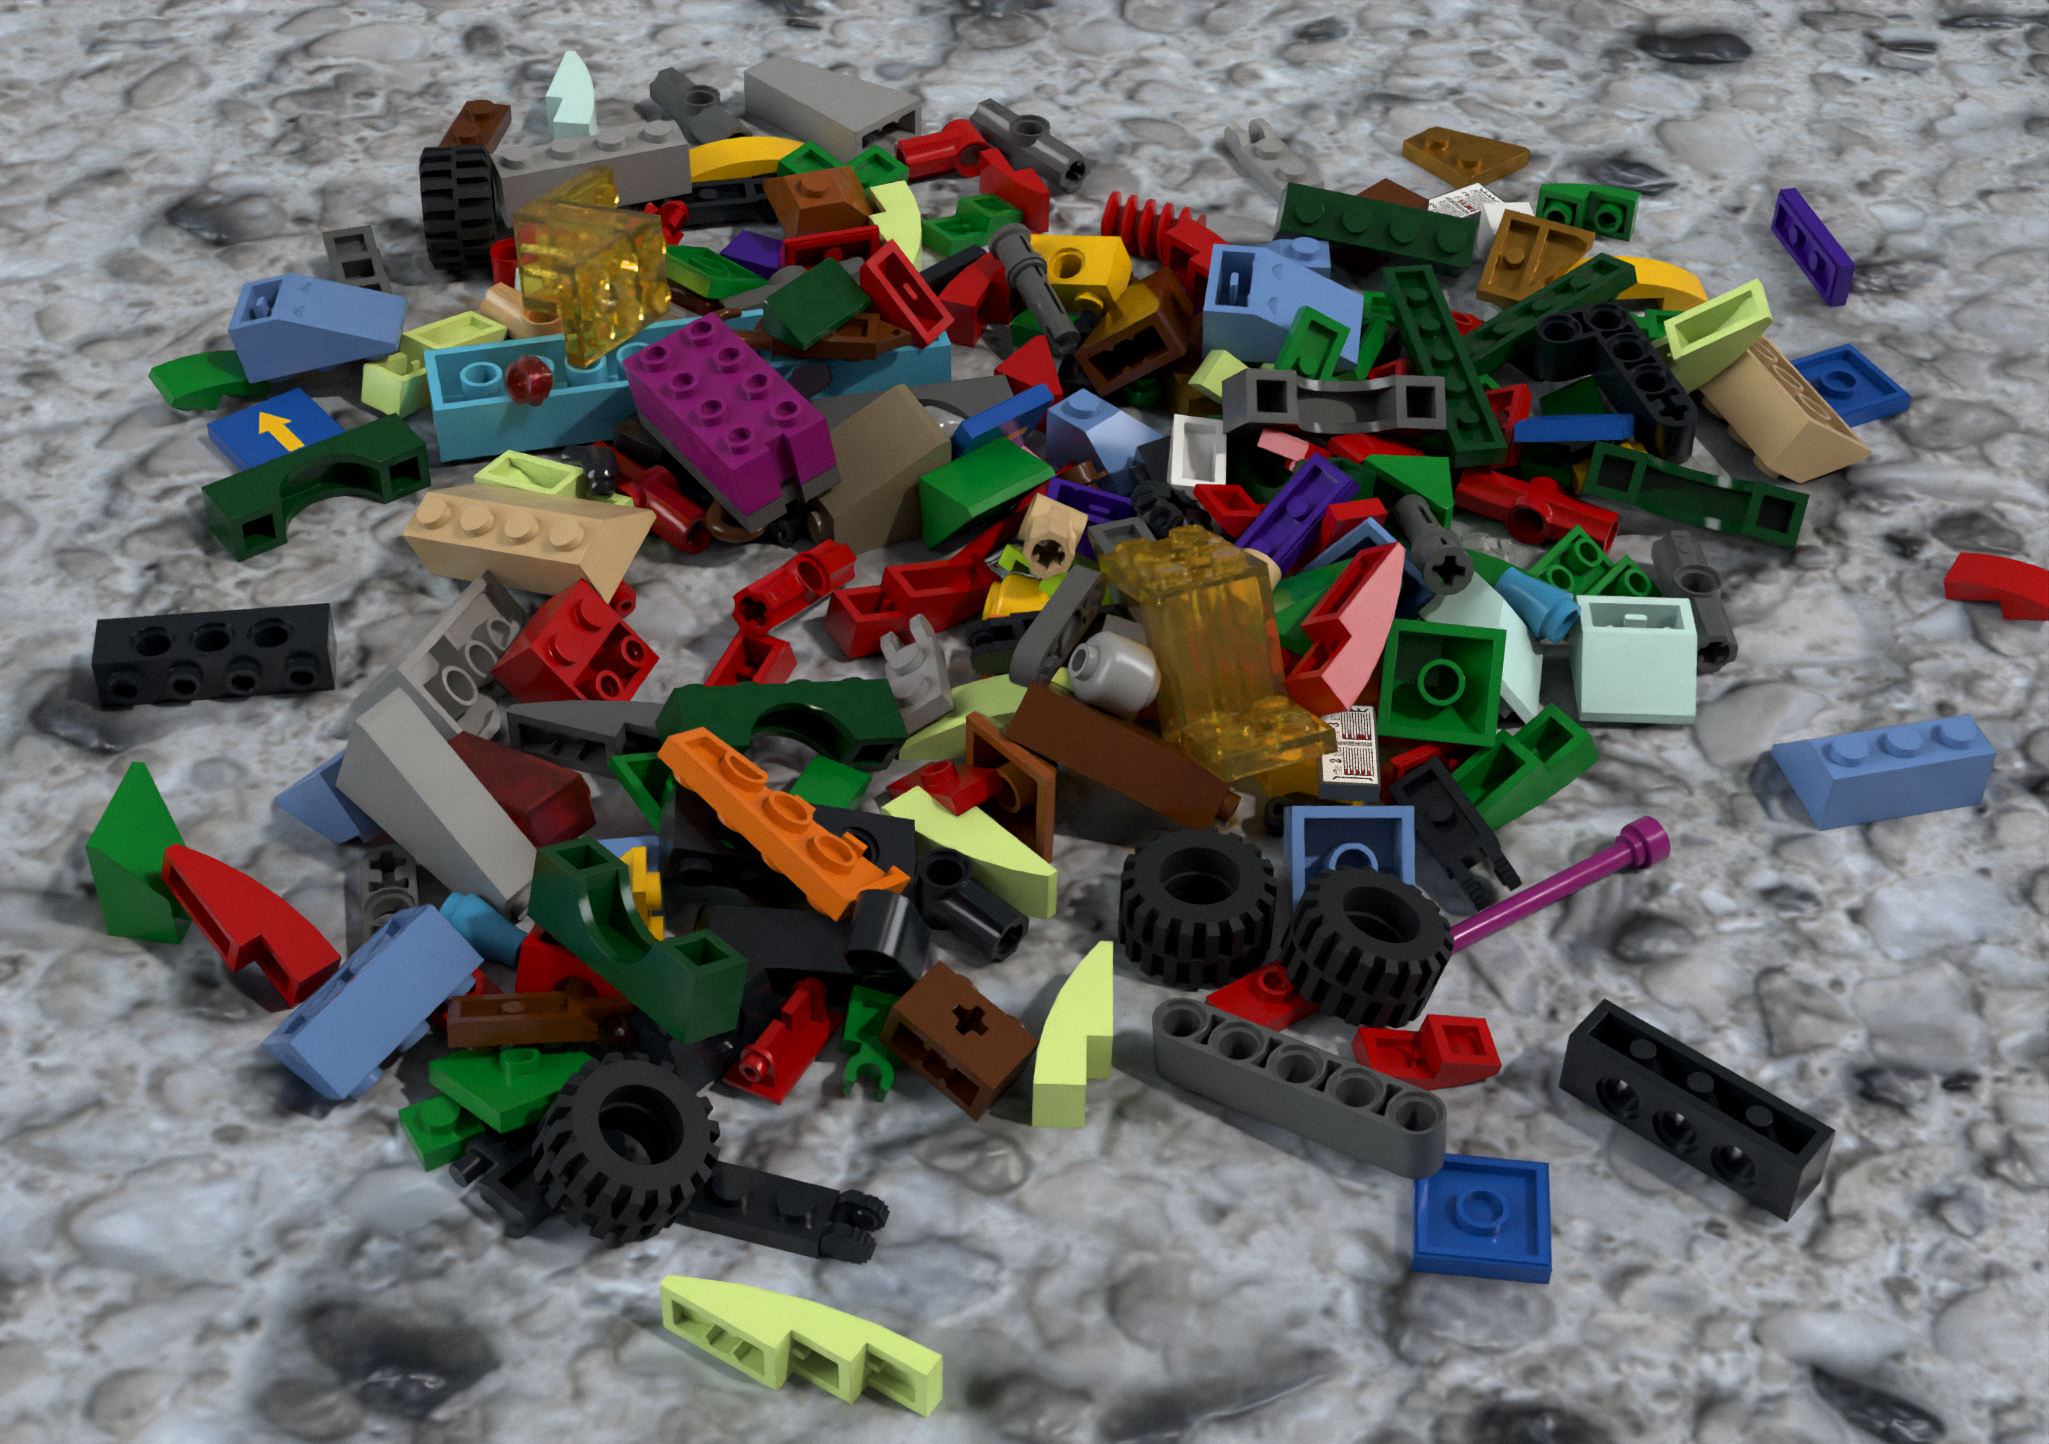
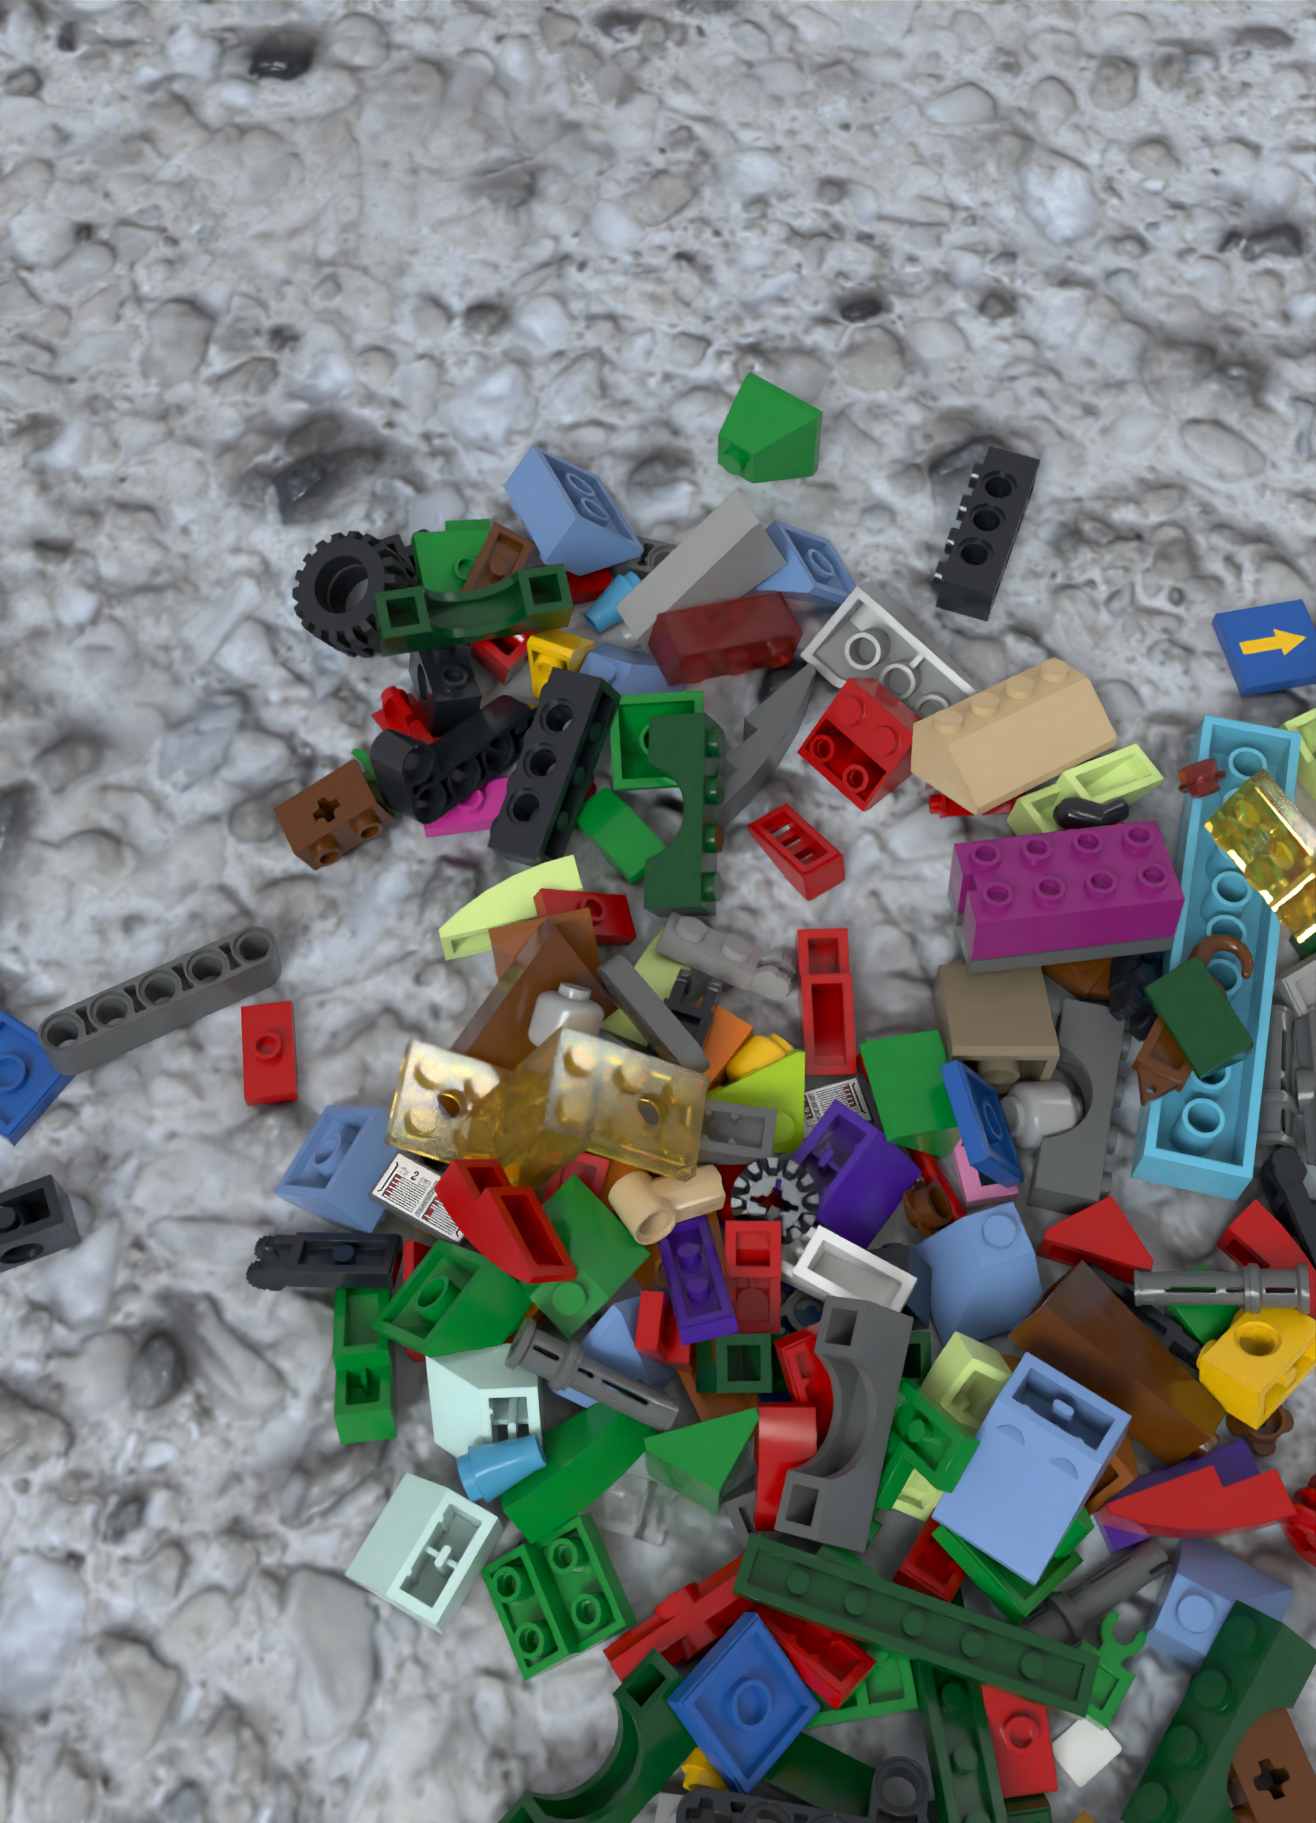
camera: 120 degrees right, 20 degrees up
(249, 923) = (671, 466): red slope -> none
(371, 461) = (1165, 599): dark green arch -> none
(777, 824) = (520, 739): orange wing -> none
(782, 1334) = (191, 639): yellowish green slope -> none
(788, 1214) = (284, 687): black hinge -> none
(794, 587) = (851, 878): red piece -> none
(903, 295) = (1201, 1115): red slope -> none
(957, 901) = (455, 887): black piece -> none
(1050, 535) = (793, 1086): tan piece -> none
(1075, 1042) = (299, 896): yellowish green slope -> none
(1197, 906) = (355, 990): black tyre -> none
(1366, 947) = (201, 1099): black tyre -> none
(1438, 1056) = (154, 1122): red slope -> none
(1638, 845) = (236, 1413): magenta piece -> none
(1686, 574) = (515, 1702): dark grey piece -> none
(1888, 771) = (190, 1706): medium blue slope -> none

